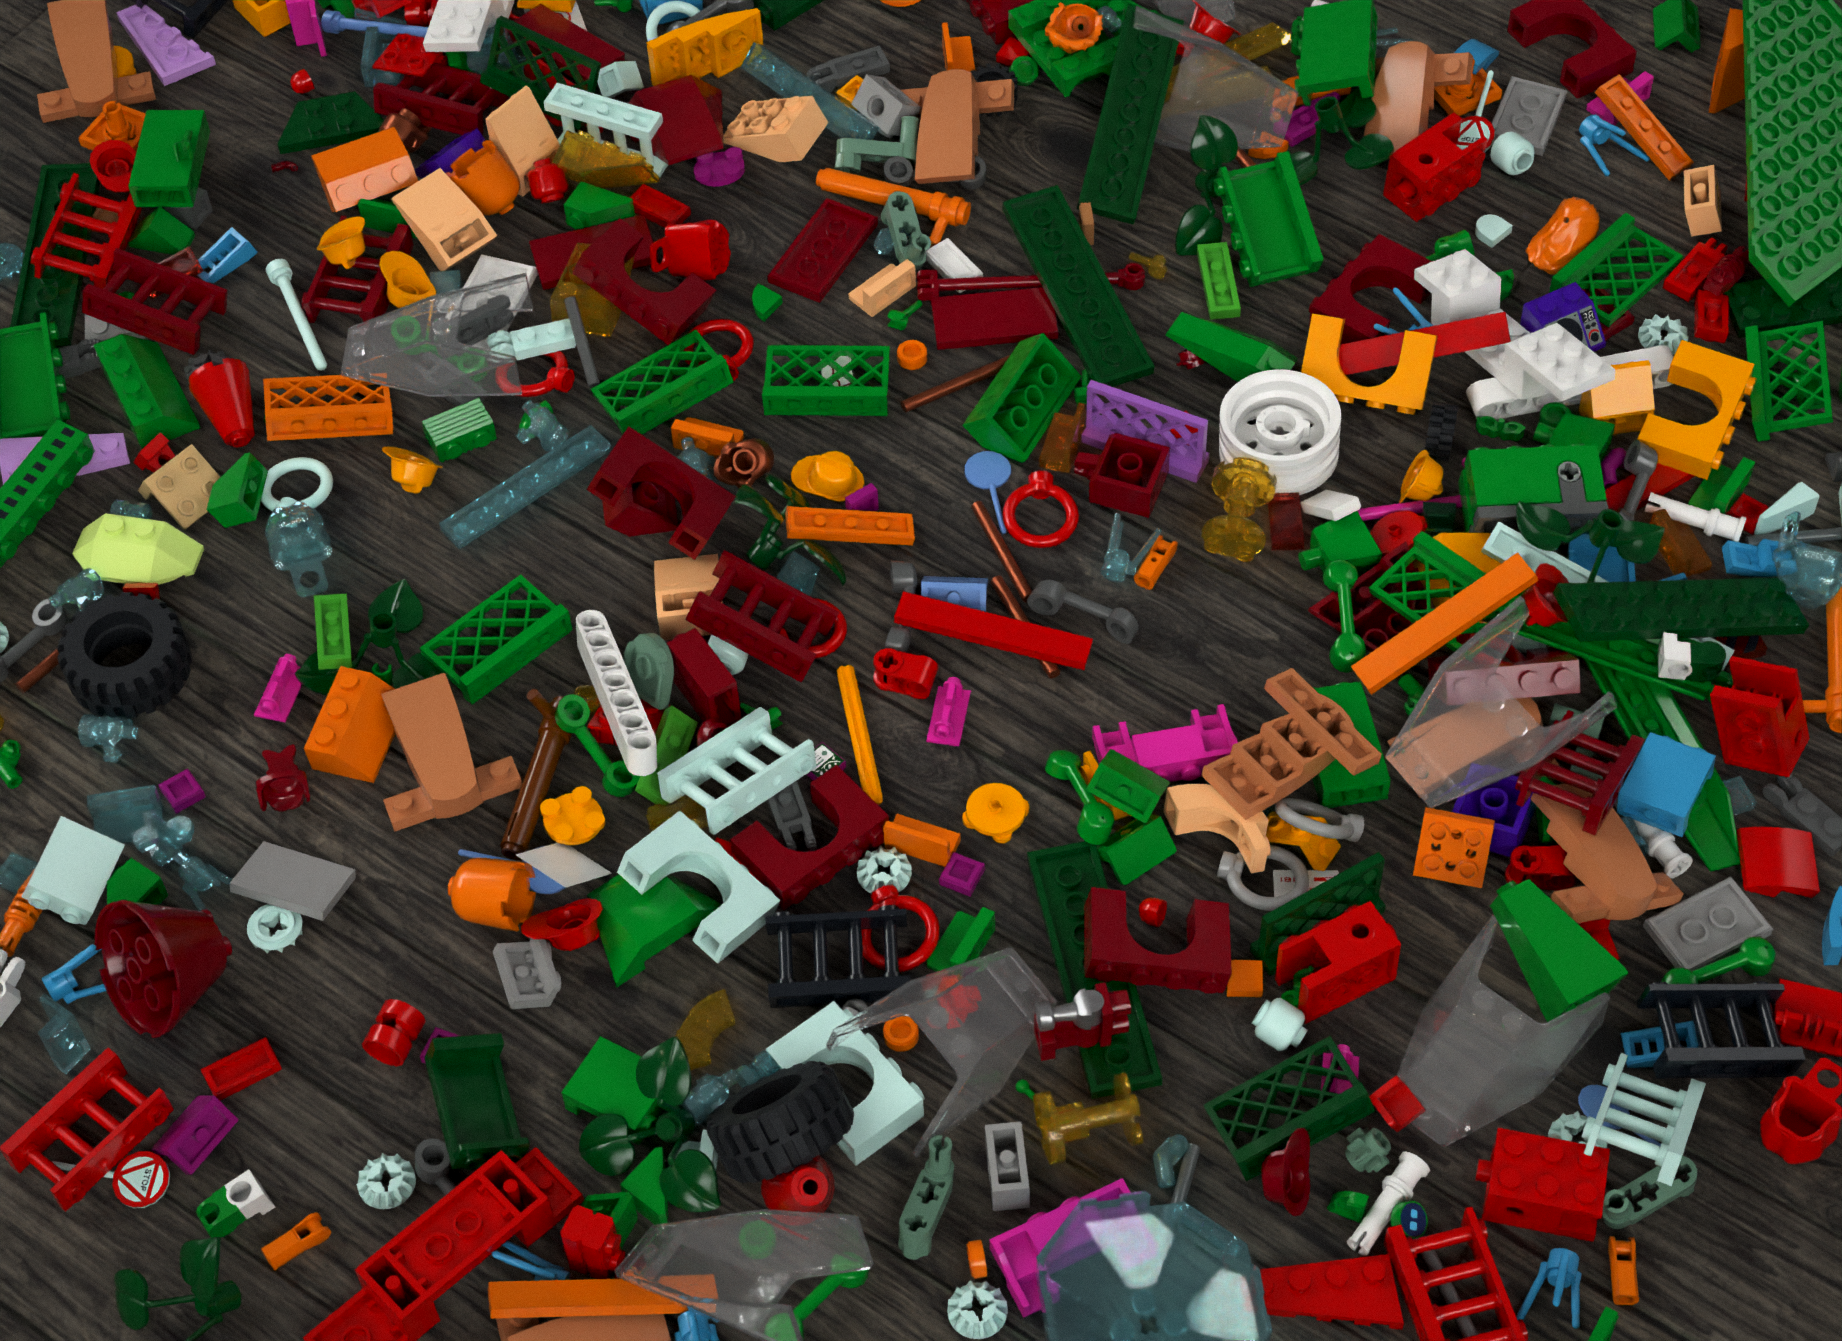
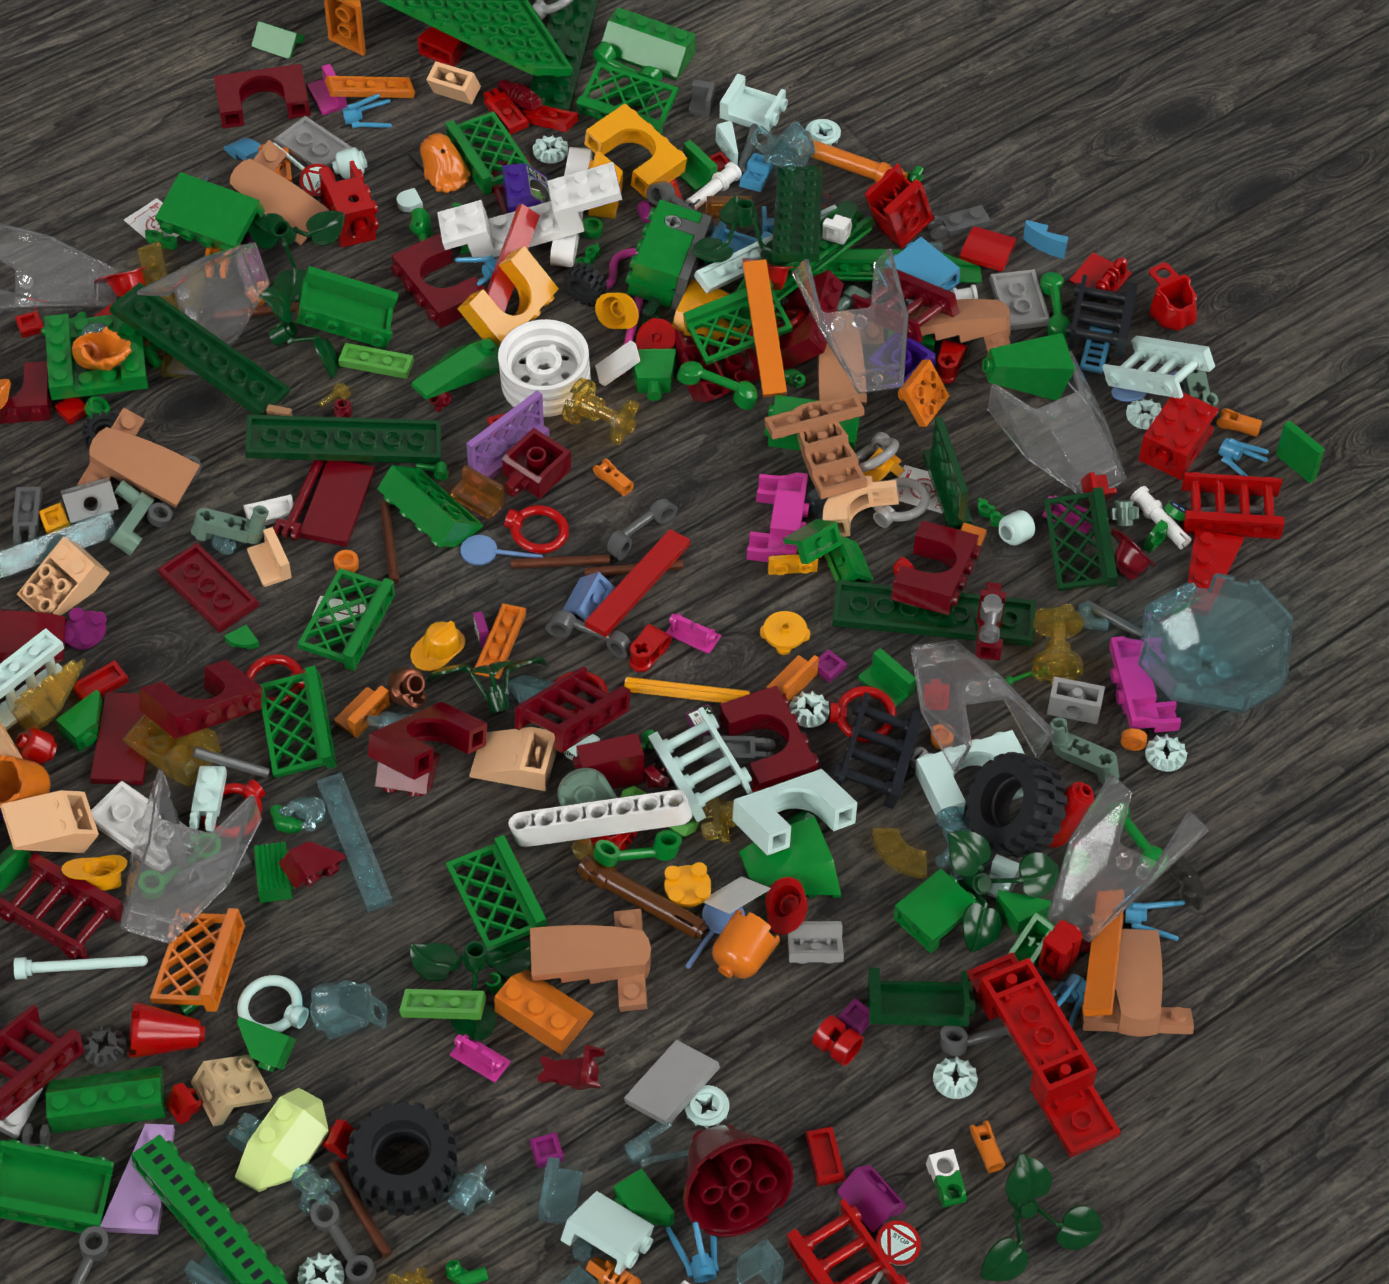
camera: 75 degrees left, 0 degrees up
(163, 838) = (602, 1157): clear light blue hips -> none
(344, 242) = (32, 898): light orange piece -> none
(411, 469) = (299, 915): light orange piece -> none
(446, 281) = (103, 846): clear light blue tile -> none
(468, 449) = (309, 863): none -> dark red slope
(693, 248) = (175, 661): red piece -> none
(900, 319) = (306, 559): green hand -> none
(933, 205) = (213, 498): orange cylinder -> none
(957, 51) = (55, 445): orange panel -> none
(1096, 817) = (827, 573): green piece -> none
(1116, 560) = (609, 496): clear light blue plant -> none
(1285, 522) = (614, 395): clear red tile -> none
(1348, 959) = (988, 474): red torso -> none
(1577, 429) = (624, 223): green torso -> none

